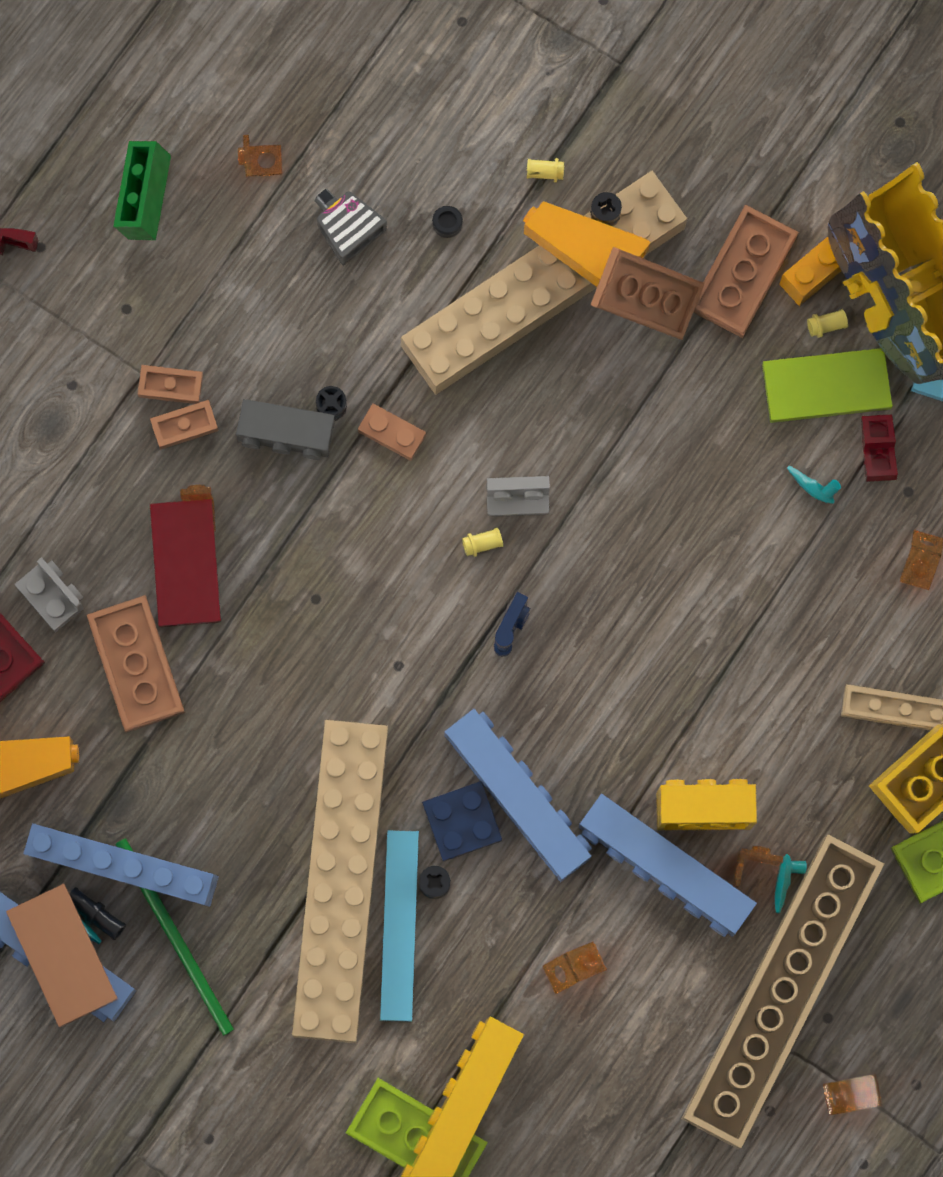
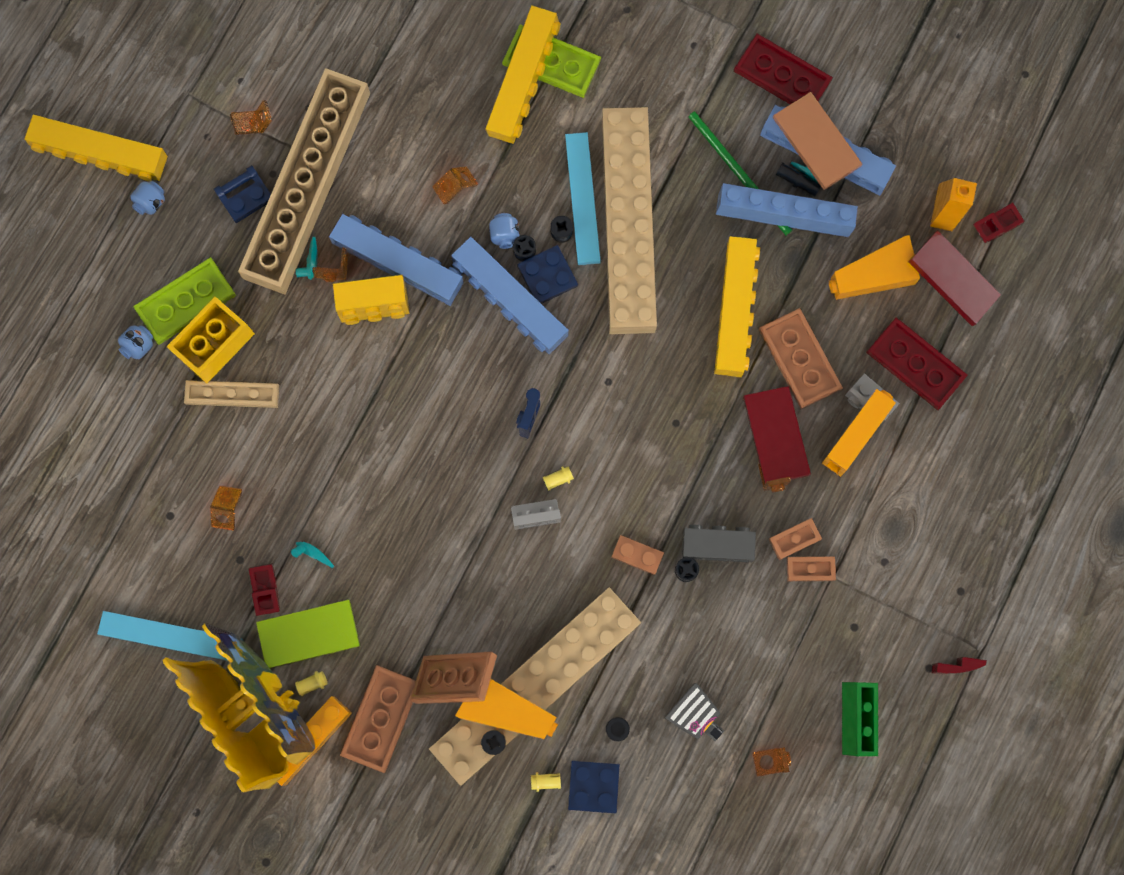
camera: 175 degrees right, 0 degrees up
(79, 541) = (859, 432): none -> light orange slope
(89, 1077) = (781, 71): none -> dark red tile
(211, 742) = (735, 307): none -> yellow brick
(486, 157) = (593, 787): none -> dark blue plate
(491, 856) = (523, 244): none -> black wheel
(514, 888) = (504, 230): none -> medium blue head
(865, 980) = (247, 200): none -> dark blue plate

